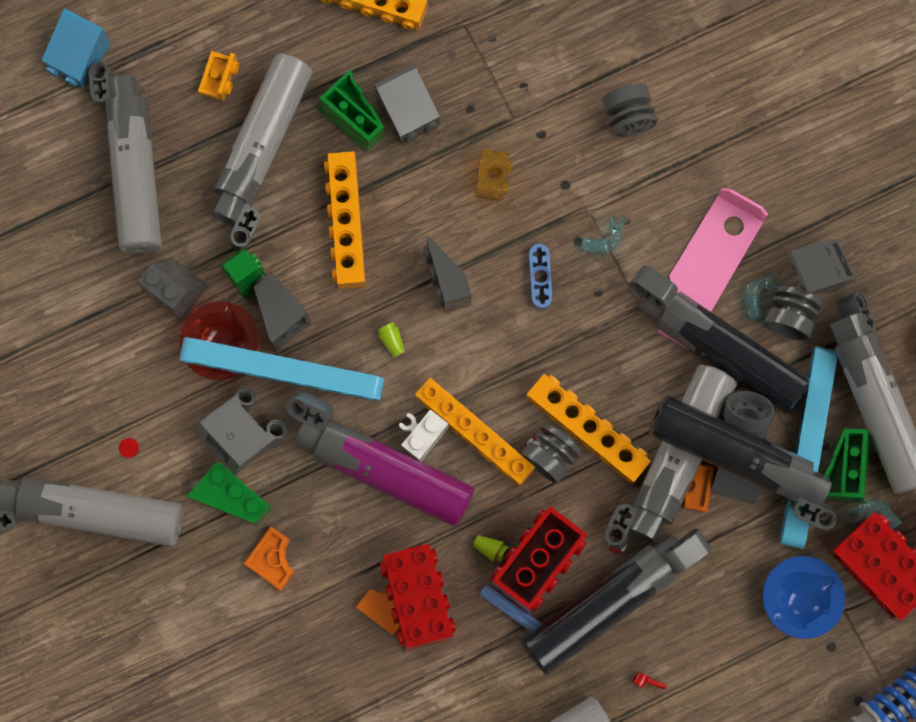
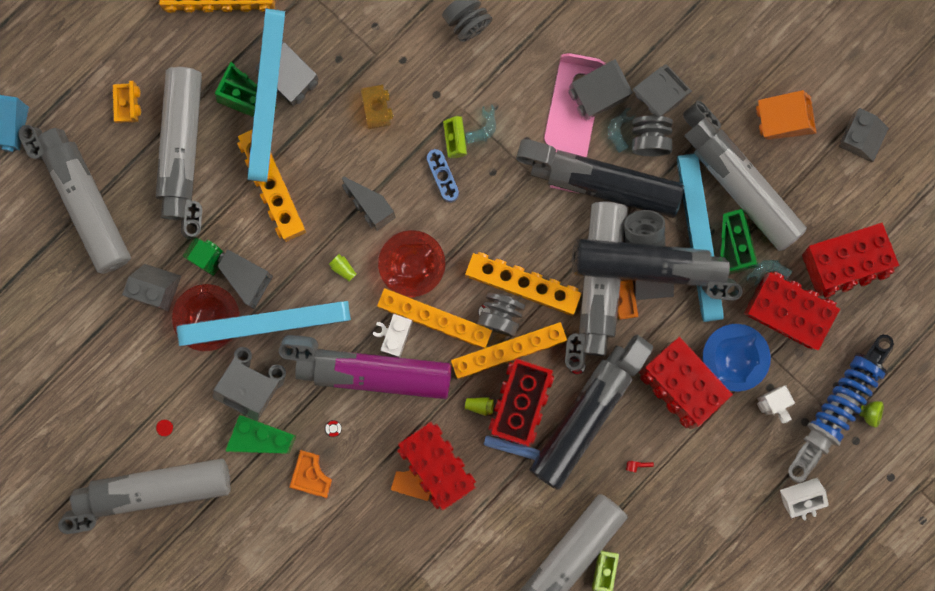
camera: 20 degrees left, 5 degrees up
(316, 515) = (333, 428): none -> sticker
(375, 119) = (266, 95): none -> medium azure beam
(470, 361) = (411, 263): none -> clear red piece
(538, 497) = (509, 350): none -> light orange brick
(569, 239) = (455, 137): none -> lime brick
(733, 605) = (684, 384): none -> red brick
(751, 242) = (600, 90): none -> dark grey slope
(833, 664) = (776, 402): none -> white brick

